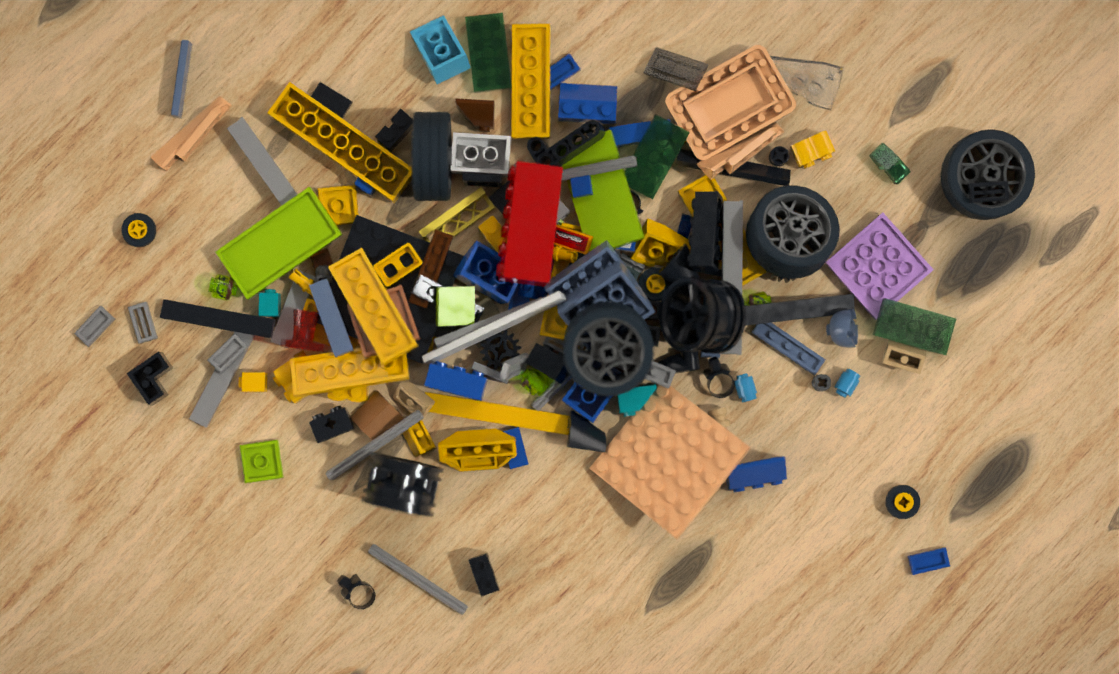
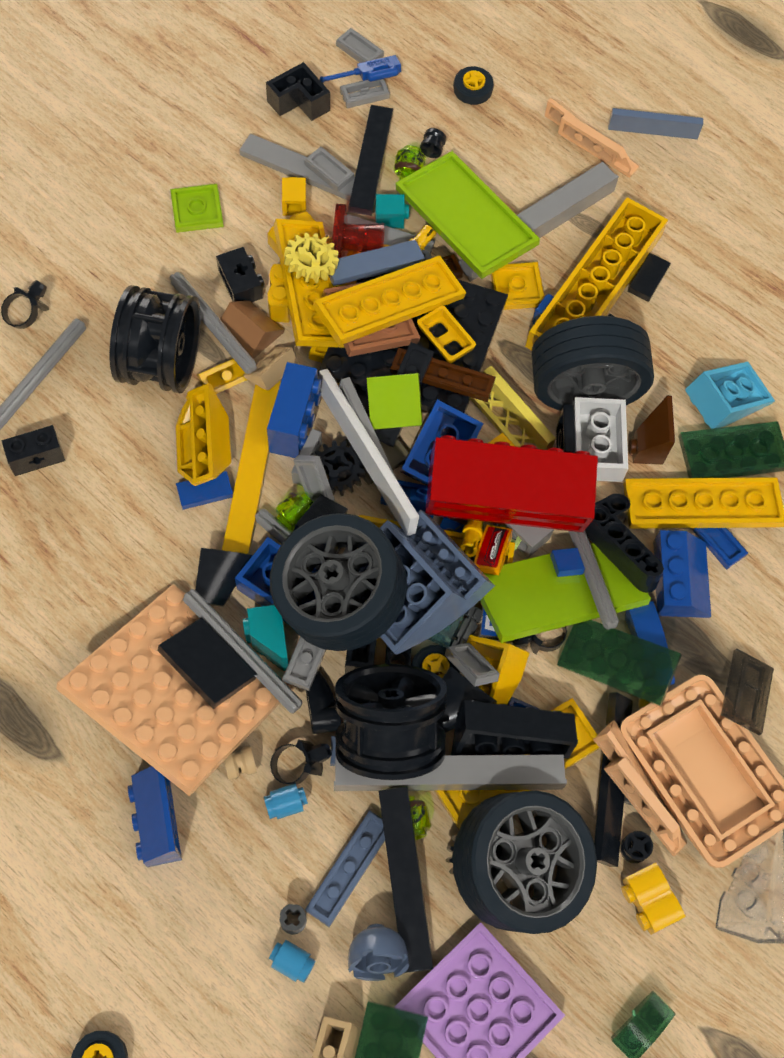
camera: 85 degrees right, 20 degrees down
(122, 319) = (371, 70): none -> blue piece
(201, 267) = (433, 142): none -> black wheel
(326, 368) = (311, 257): none -> light yellow gear
(643, 418) = (227, 633): none -> light grey axle
(655, 440) = (207, 662): none -> black tile
(657, 258) = (472, 664): none -> light grey tile

